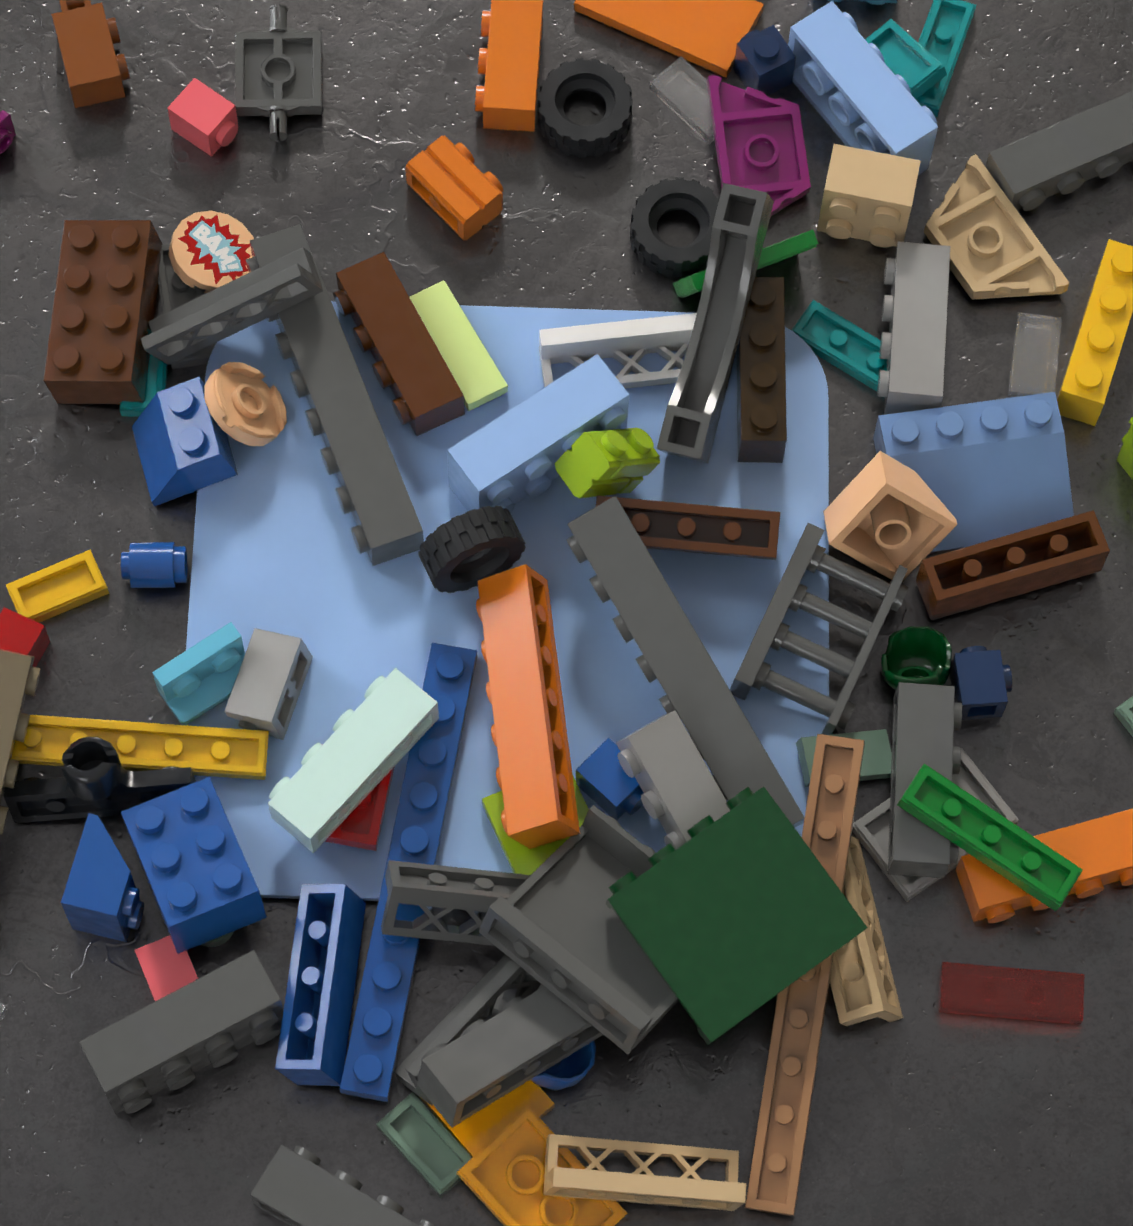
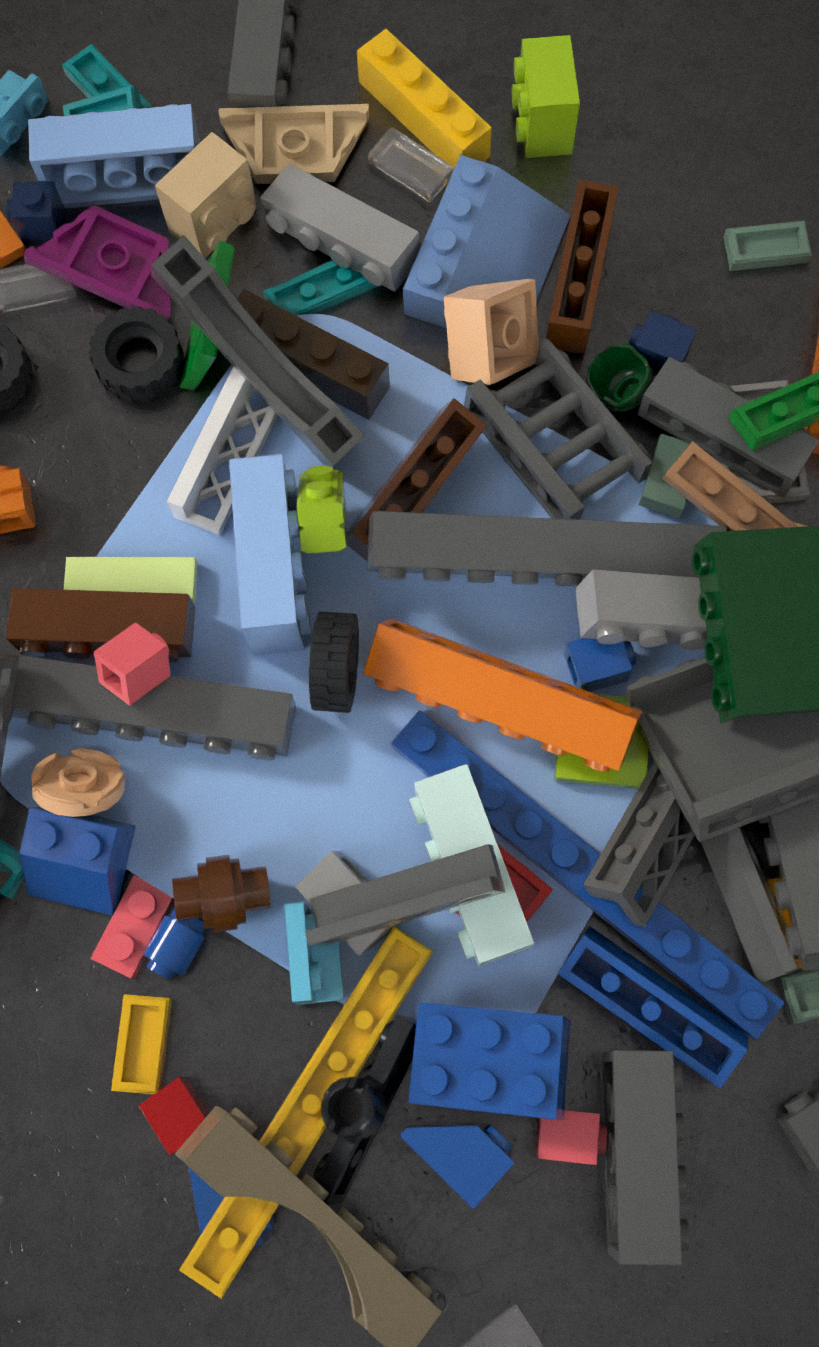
camera: 55 degrees left, 5 degrees up
(149, 523) = (132, 927): none -> coral plate
(215, 572) = (221, 893): none -> reddish brown piece
(291, 712) = (405, 896): none -> dark grey fence
(369, 384) = (132, 663): none -> coral brick

